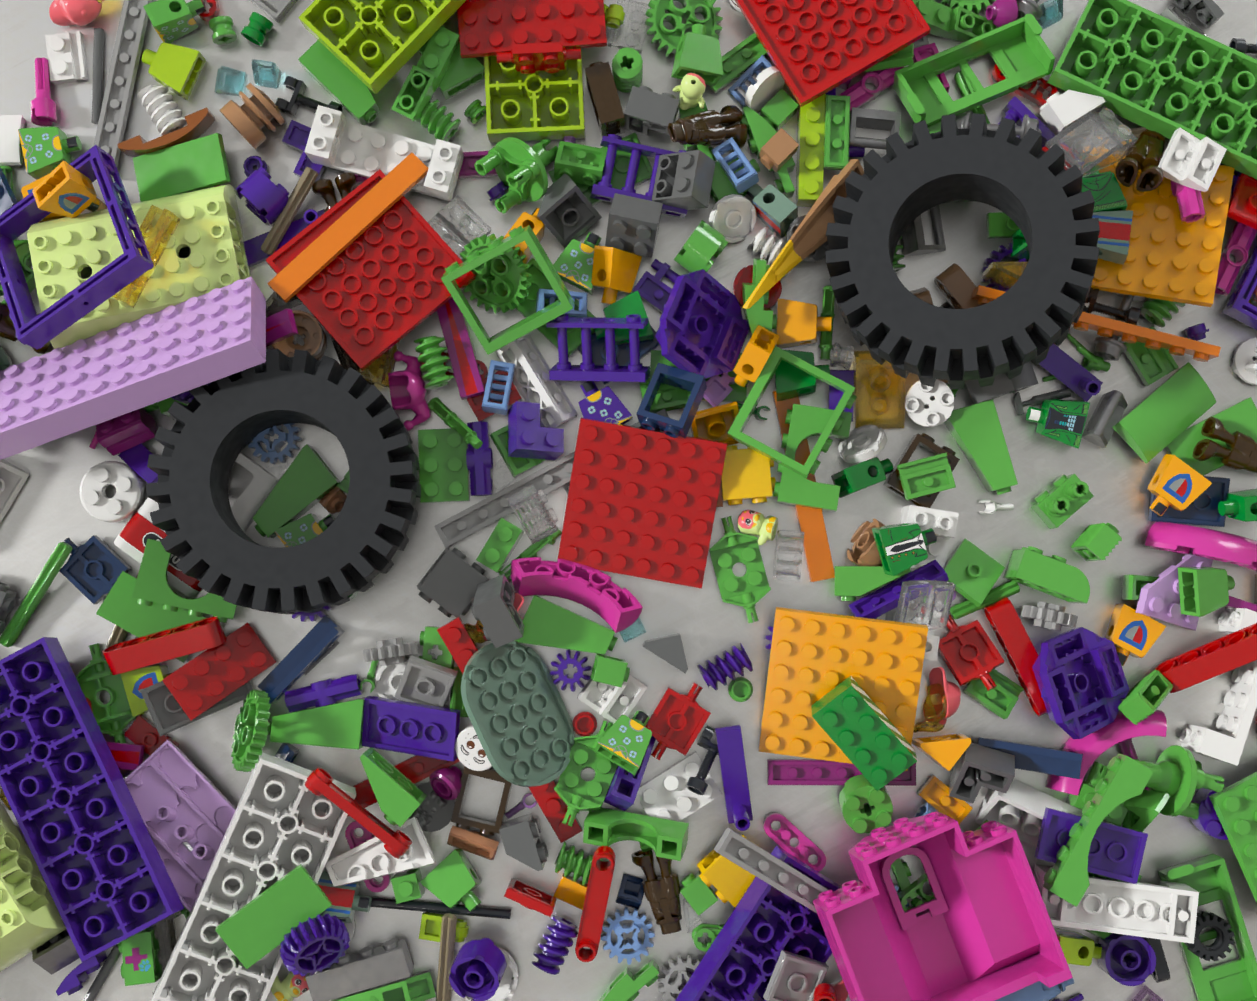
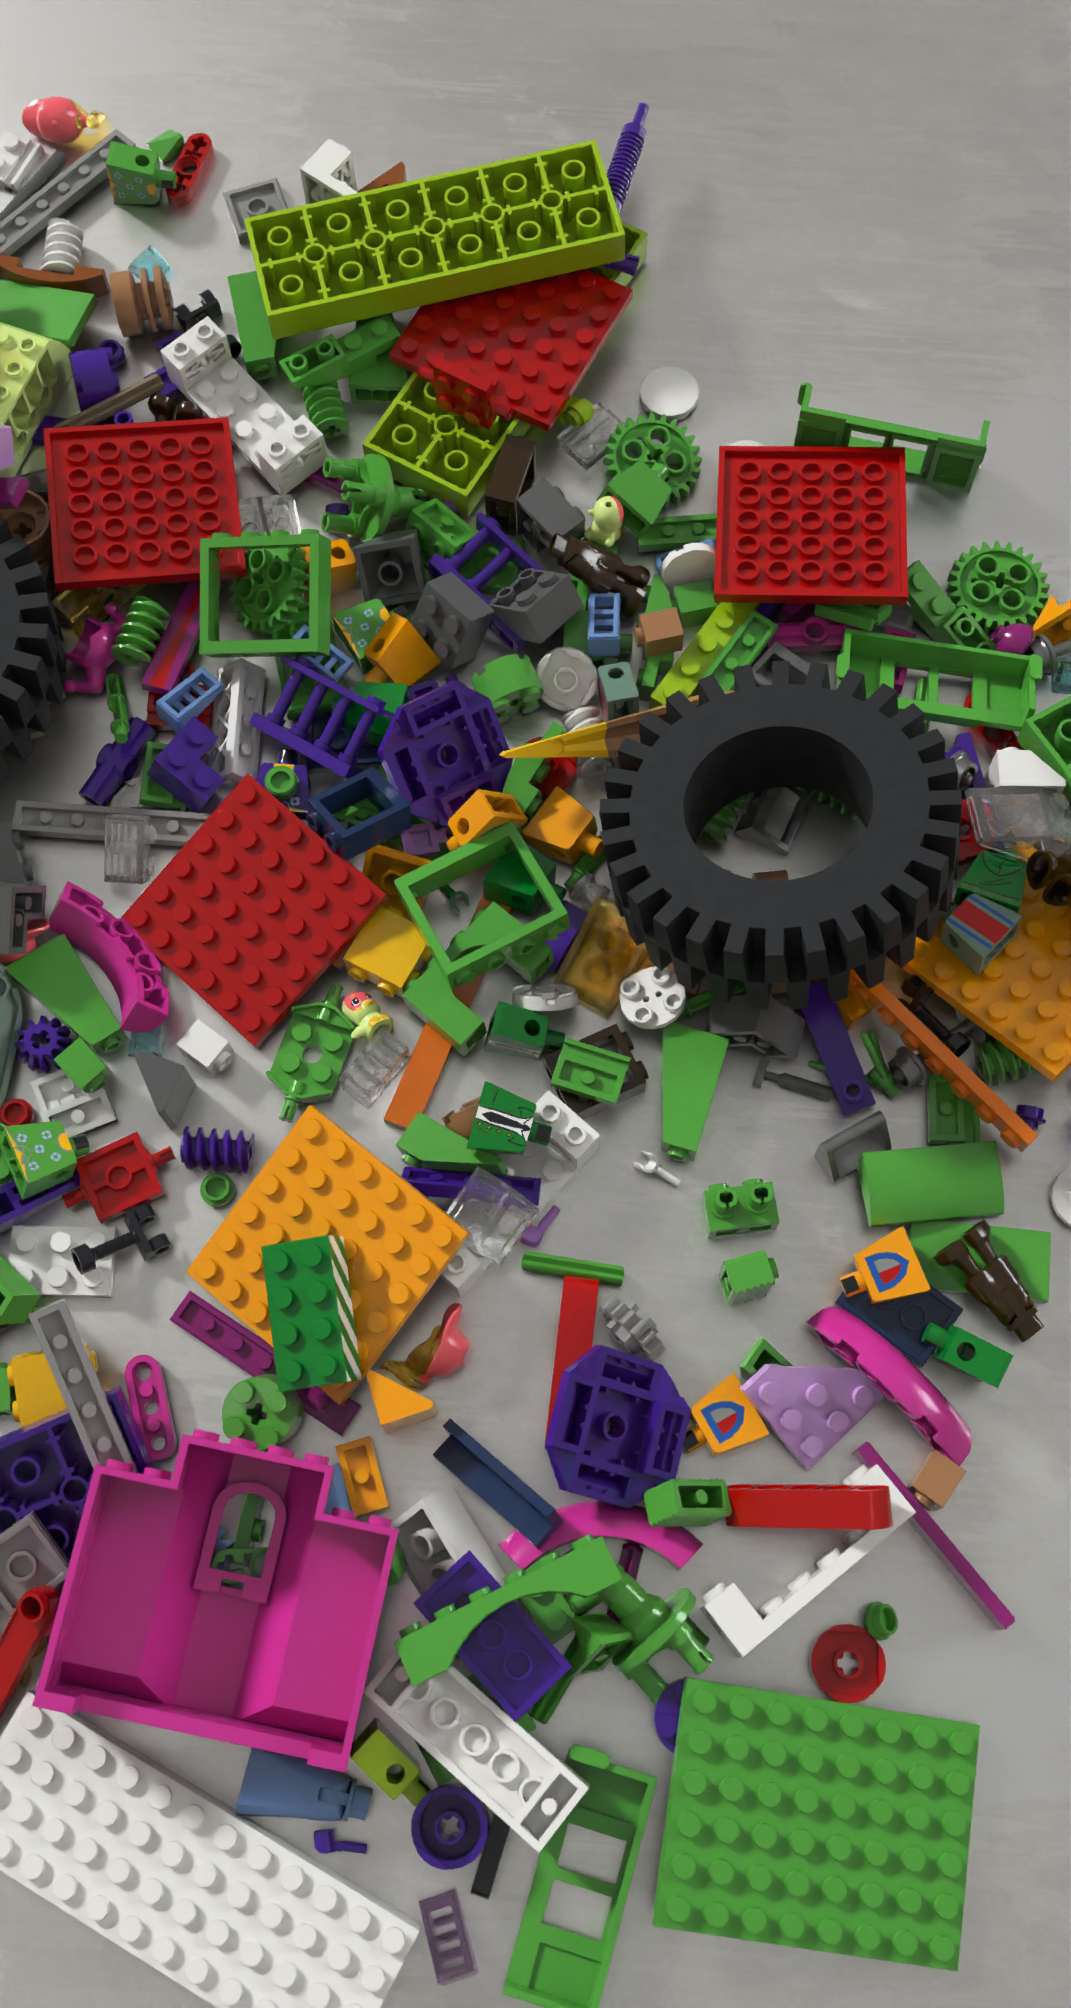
camera: 30 degrees right, 15 degrees down
(175, 67) = (106, 223): lime torso -> none
(222, 30) = (177, 215): bright green wheel -> none
(257, 29) = (211, 232): green wheel -> none
(266, 73) = (189, 277): clear light blue slope -> none
(348, 227) = (148, 447): orange tile -> none
(443, 466) = (71, 749): bright green plate -> none
(475, 111) = (367, 423): bright green bush -> none
(500, 545) = (70, 860): bright green brick -> none
(532, 550) = (129, 890): bright green piece -> none
(602, 408) = (281, 782): none -> bright green tile
(627, 69) = (556, 464): bright green piece -> none
(673, 608) = (206, 1048): none -> white brick
(734, 776) = (135, 1278): dark purple piece -> none
(969, 653) = (509, 1314): red plate -> none
(972, 572) = (576, 1224): bright green plate -> none
(979, 768) = (425, 1455): dark grey brick -> none
(998, 700) = (510, 1380): bright green plate -> none
(1048, 575) = (661, 1278): bright green brick -> none
(1060, 420) = (796, 1113): torso -> none
(1203, 589) = (844, 1413): bright green torso -> none
(1222, 939) = (598, 1880): black tyre -> none

